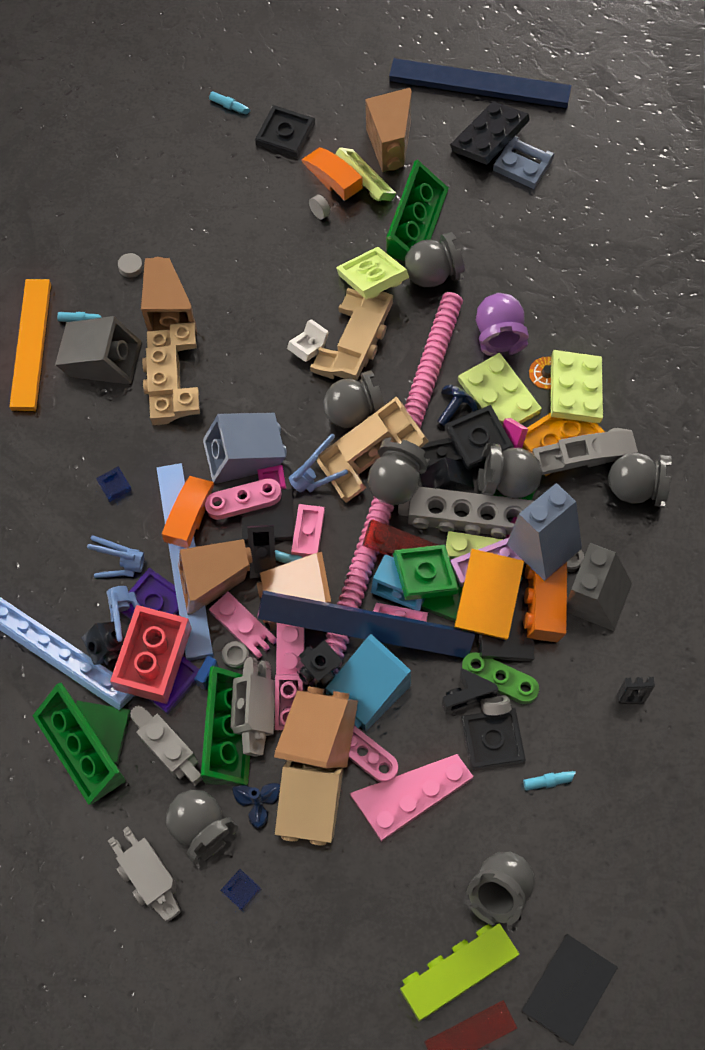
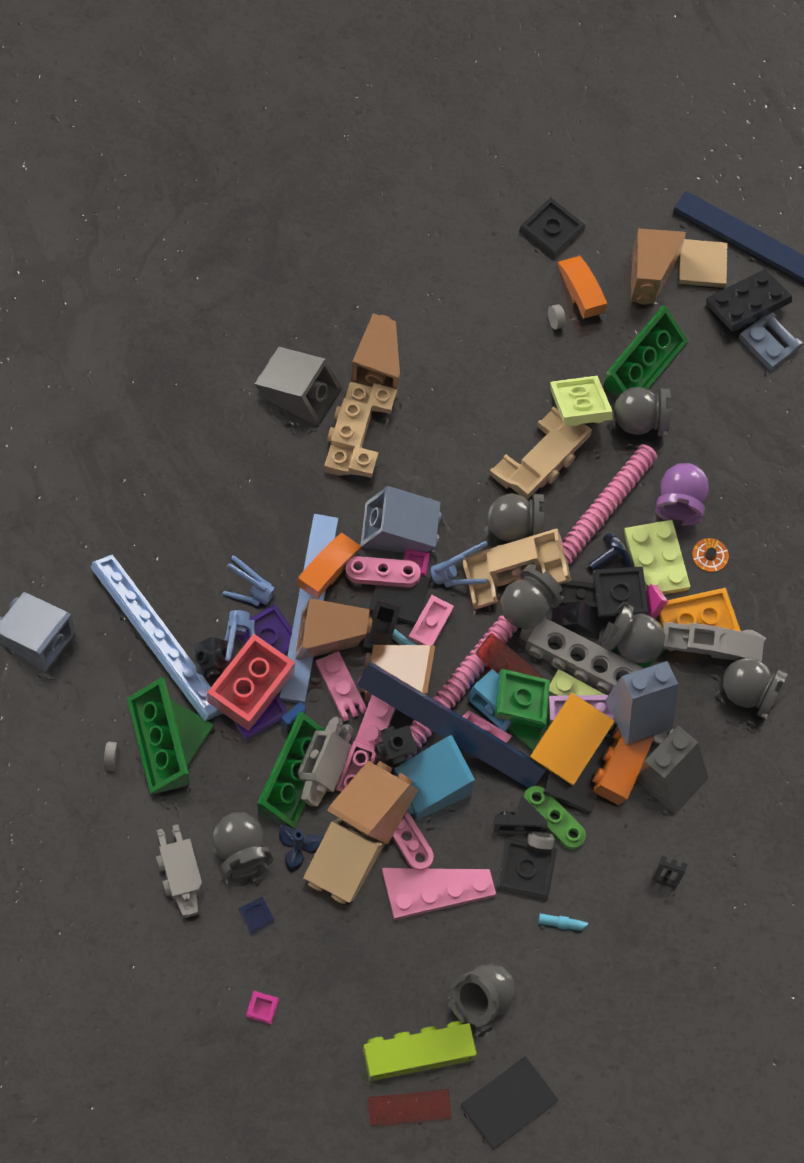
camera: 10 degrees right, 0 degrees up
(30, 345) = (237, 354): light orange tile -> none
(35, 780) = (110, 756): none -> light grey tile
(70, 317) = (291, 344): medium azure piece -> none
(113, 484) = (269, 514): clear blue tile -> none
(130, 265) = (356, 310): light grey tile -> none
(166, 745) = (235, 766): light grey hinge -> none
(228, 103) = (508, 179): medium azure piece -> none
(234, 655) = (324, 710): light grey tile -> none
(281, 986) = (262, 1008): none -> dark pink tile
(307, 343) = (497, 445): white bracket -> none
(371, 180) = (616, 308): yellowish green plate -> none
(435, 116) = (703, 263): none -> tan tile
(576, 386) = (730, 578): yellowish green plate -> none

